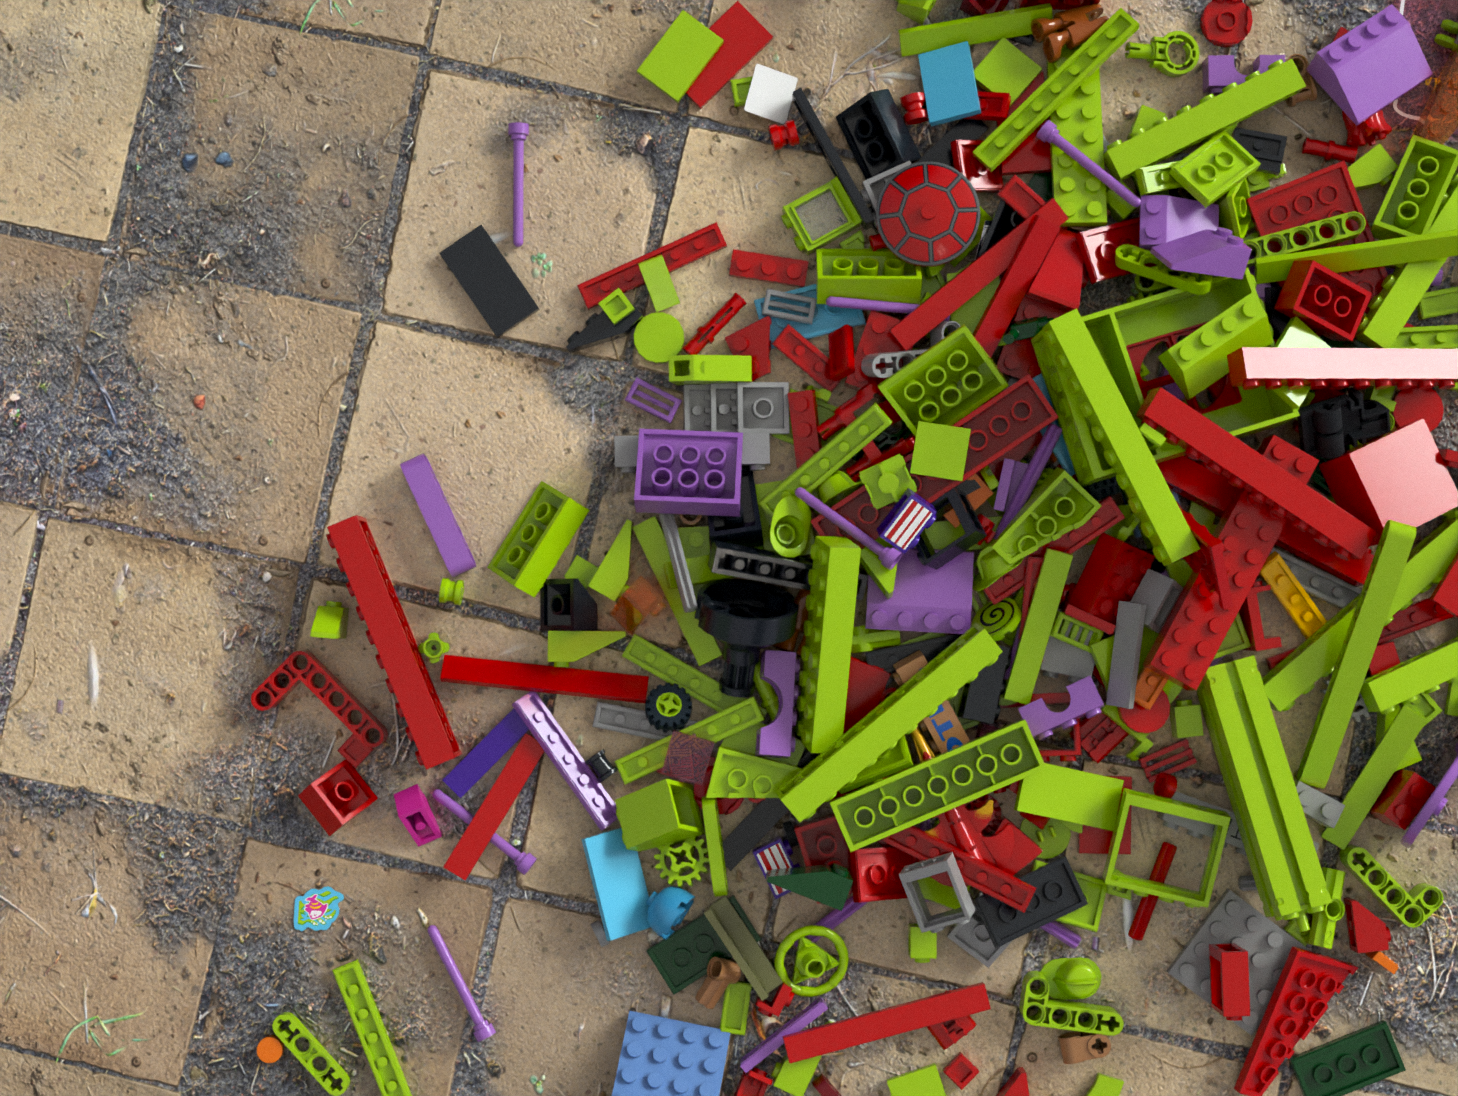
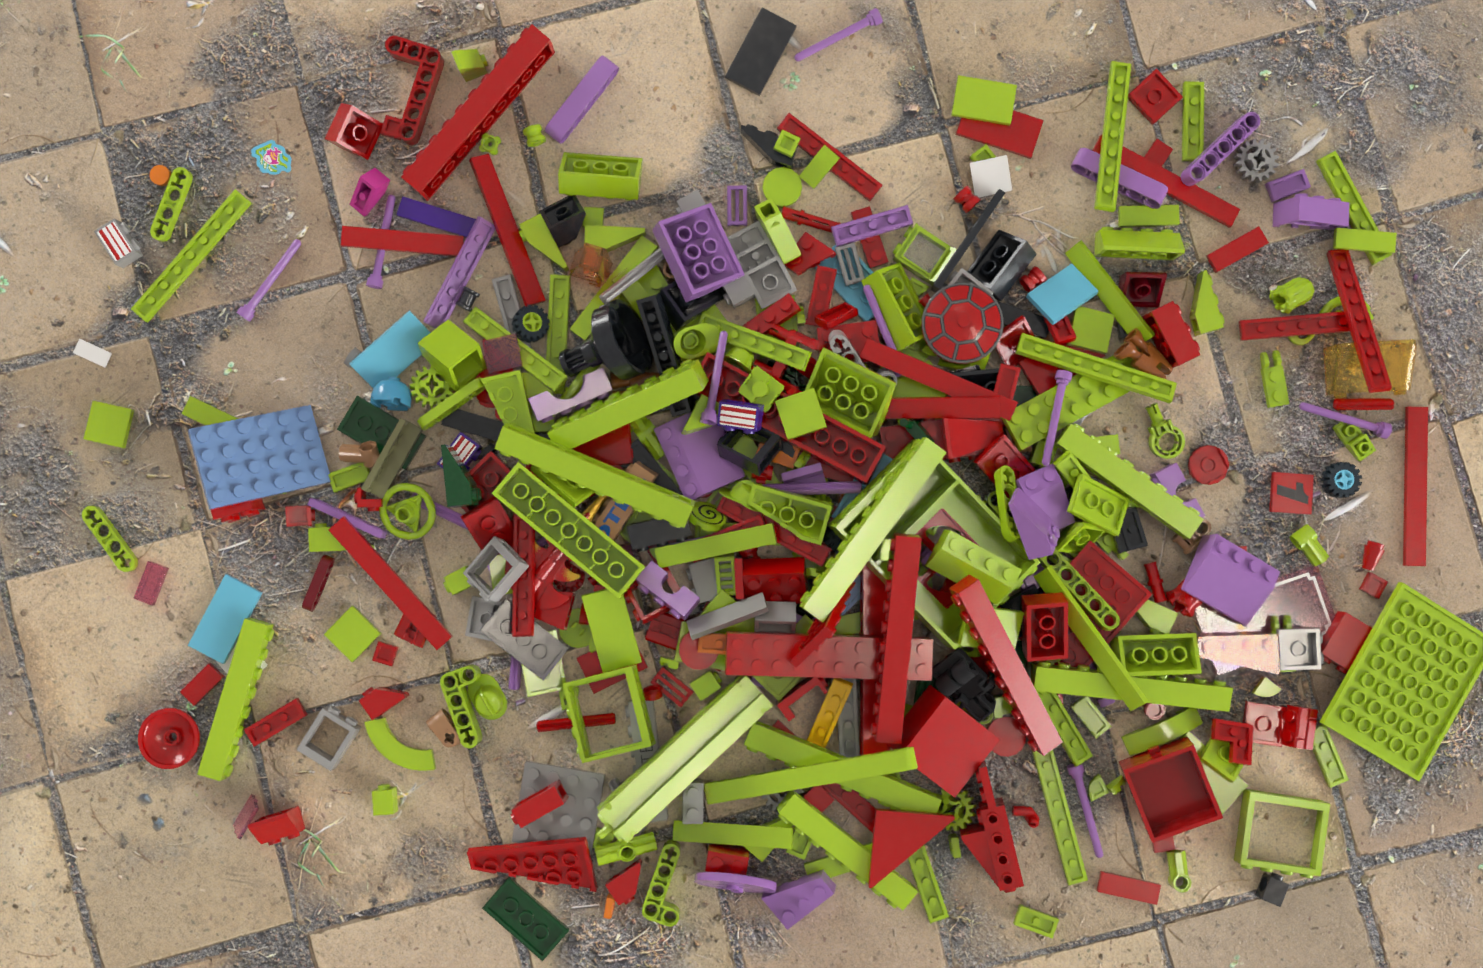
camera: 60 degrees right, 0 degrees up
(758, 258) = (872, 225): none -> medium lavender tile

